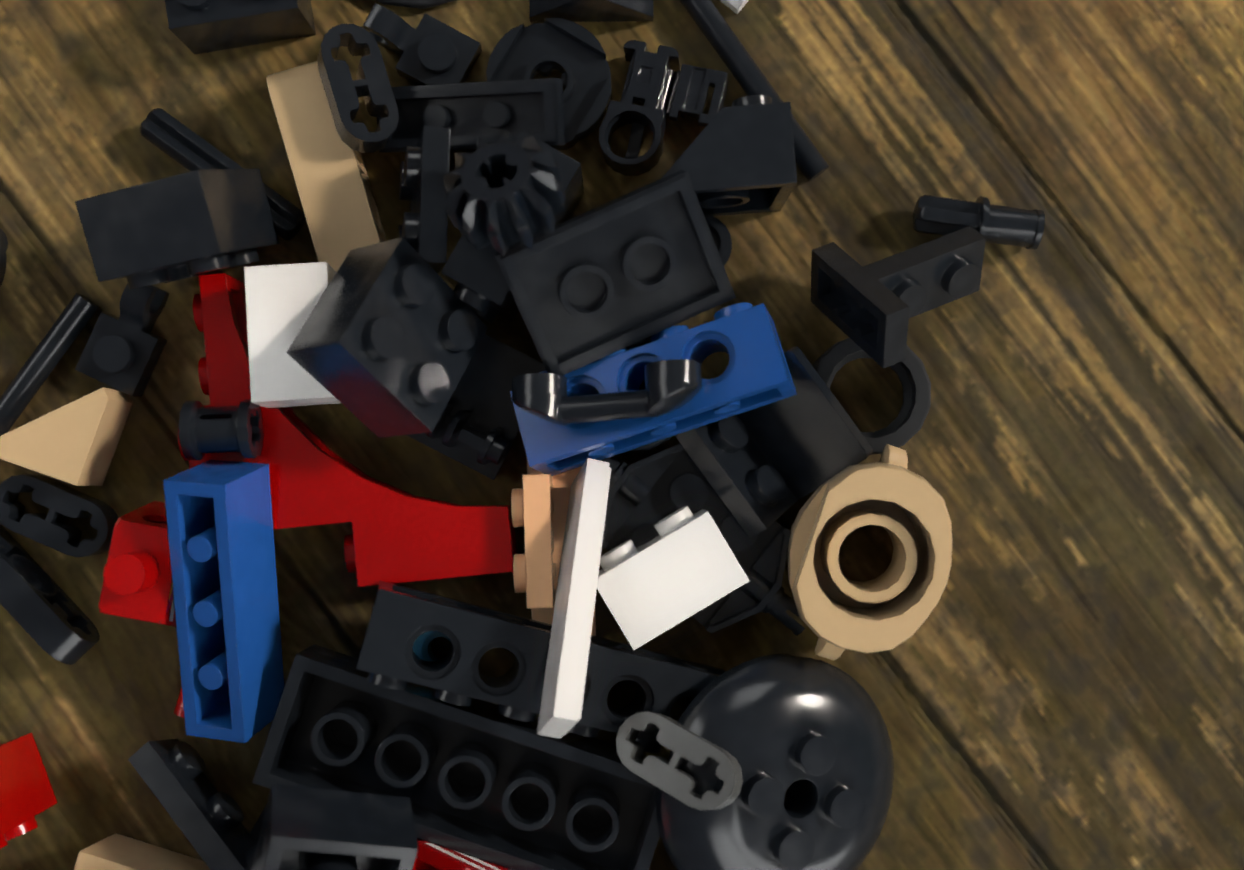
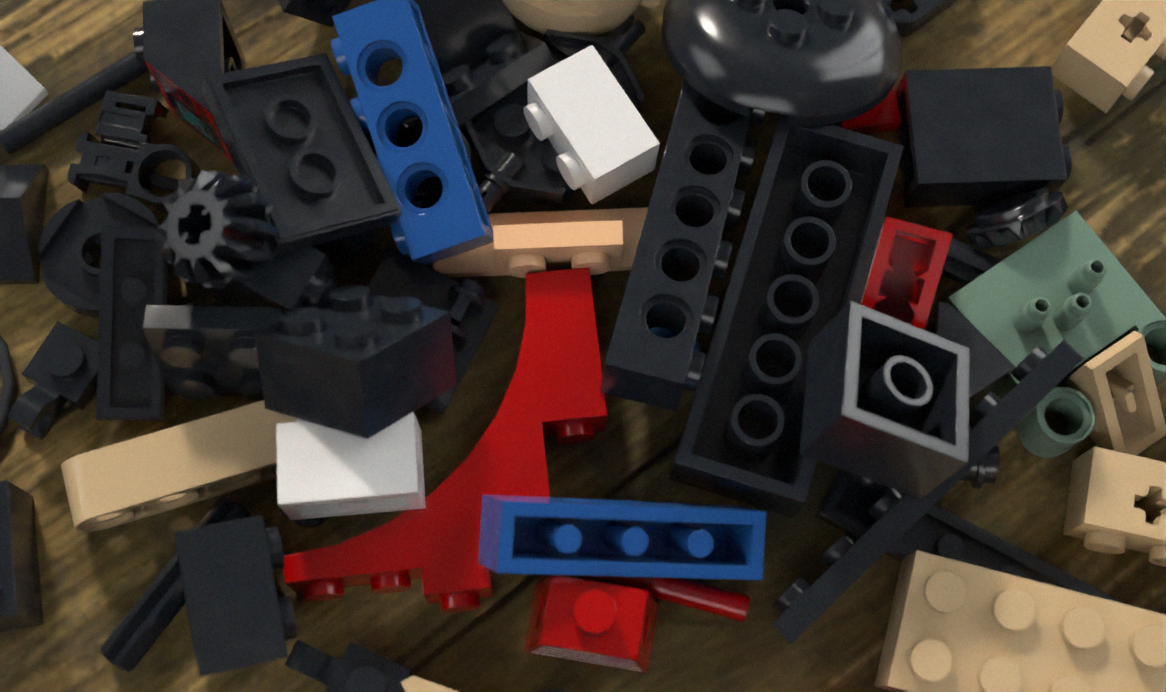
camera: 90 degrees left, 15 degrees down
(220, 429) = (446, 539): black bush -> none
(344, 92) = (96, 422): black beam -> none
(575, 601) = (613, 189): white tile -> none
(667, 386) = (417, 210): black bar -> none
(668, 774) = (773, 101): dark grey beam -> none

